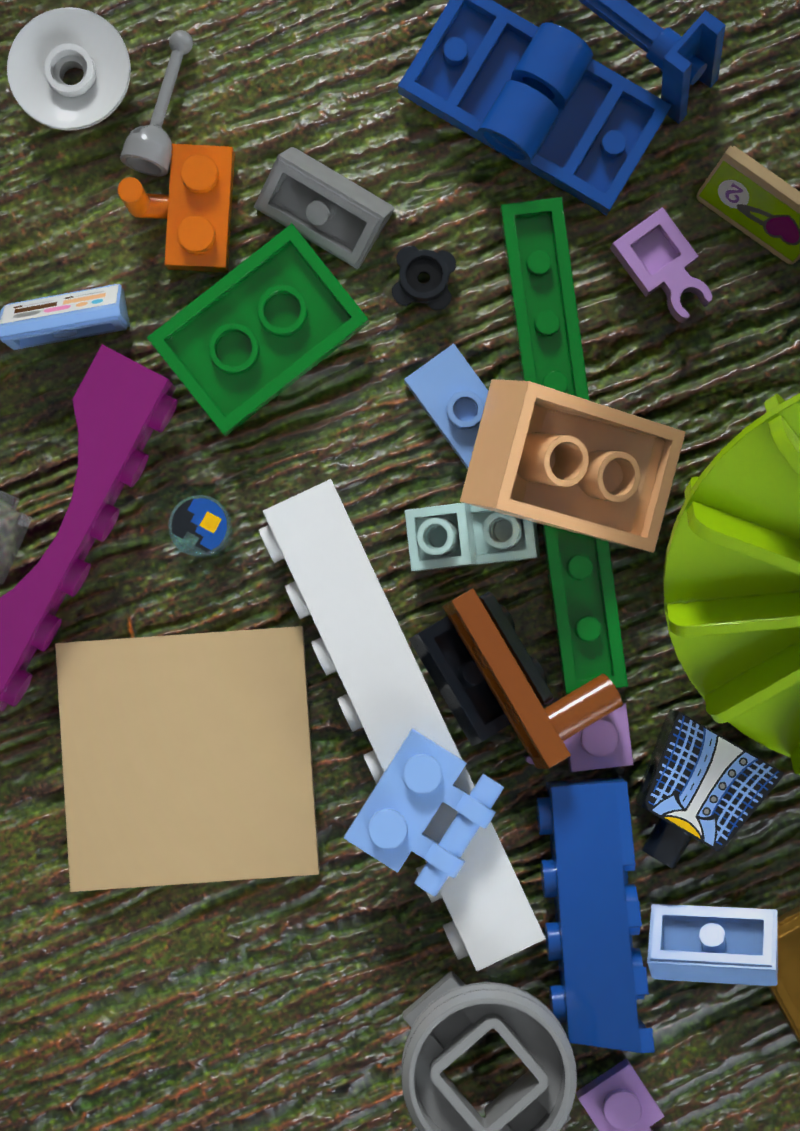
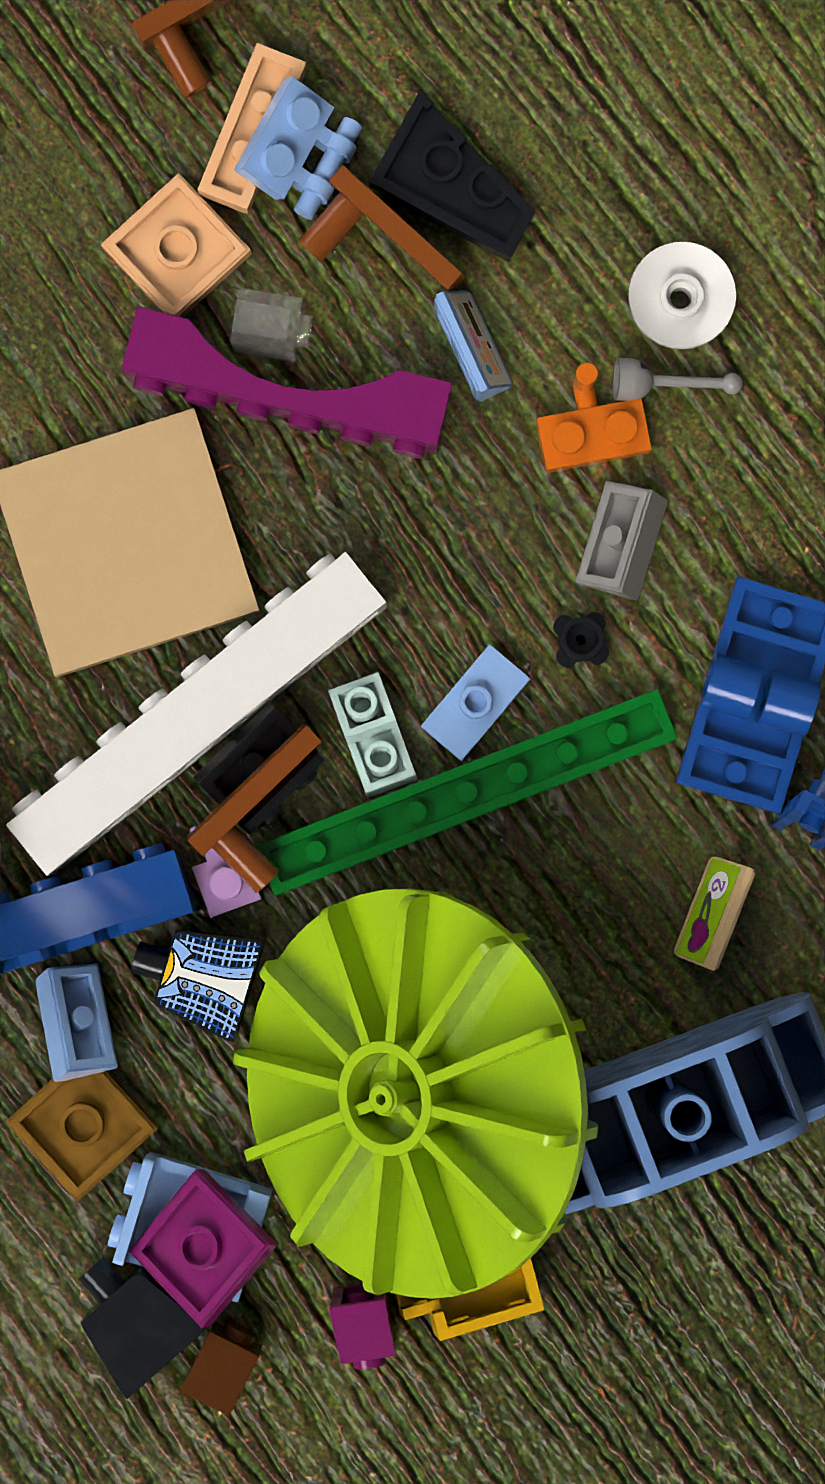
camera: 80 degrees right, 0 degrees up
(200, 526) = (322, 504): tile -> none
(258, 329) = (500, 510): green plate -> none
(407, 800) = (133, 731): light blue plate -> none
(572, 464) = (446, 802): light nougat slope -> none
(658, 257) = (648, 834): lavender plate -> none

